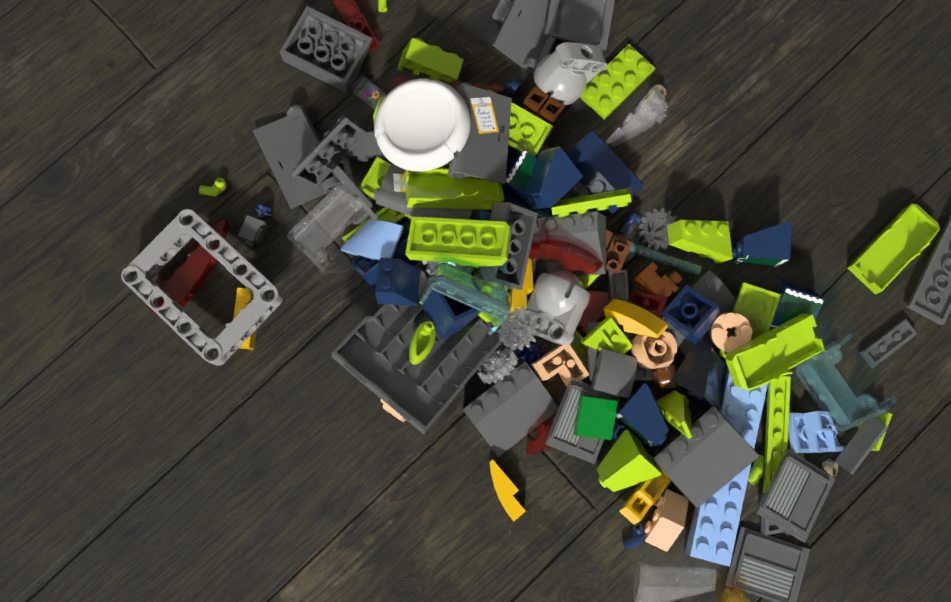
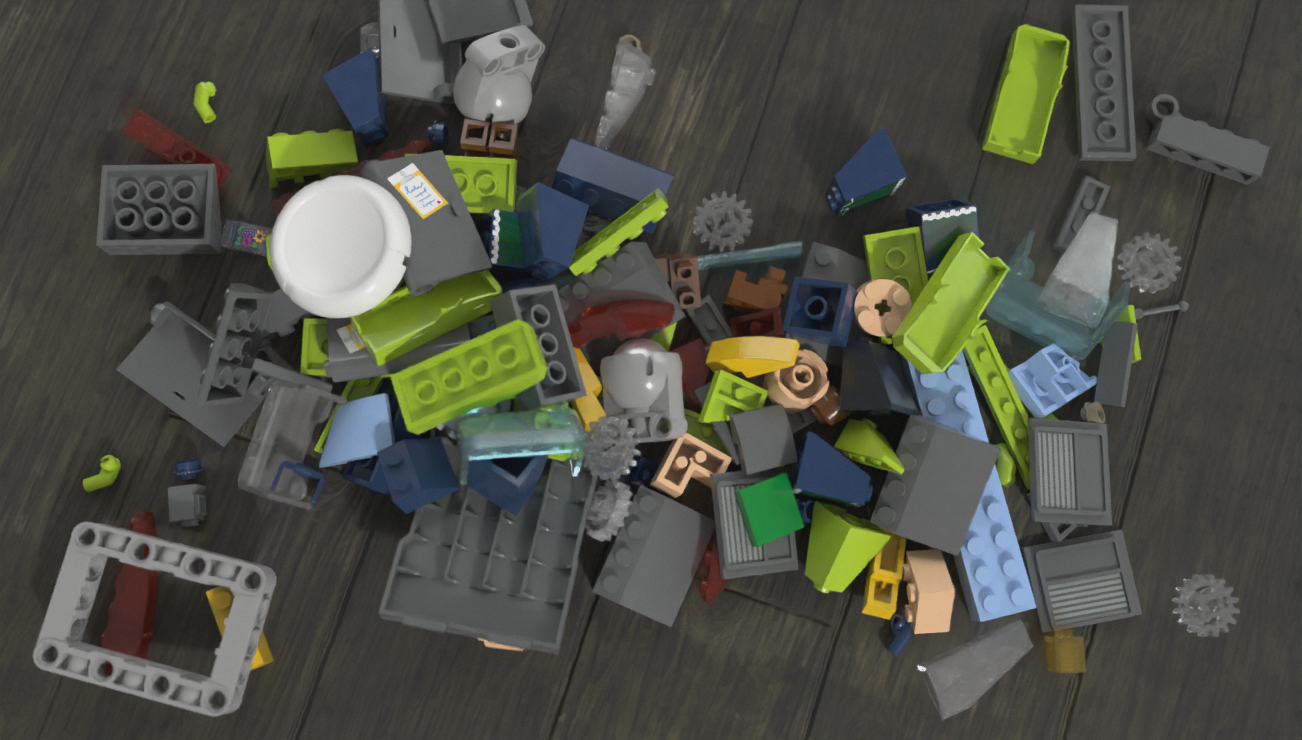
camera: 30 degrees left, 0 degrees up
(329, 246) = (303, 470): none -> dark blue piece
(422, 342) = (492, 534): lime arm -> none
(478, 42) = (358, 93): none -> dark blue slope
(505, 490) = (704, 667): yellow slope -> none
(617, 81) = (568, 59): lime plate -> none
(627, 222) = (677, 232): dark blue arm -> none
(705, 238) = (783, 204): lime wedge -> none
(870, 378) = (1083, 275): none -> clear wedge
(893, 422) = (1182, 306): none -> dark grey hinge
(925, 391) = (1147, 264): none -> clear gear

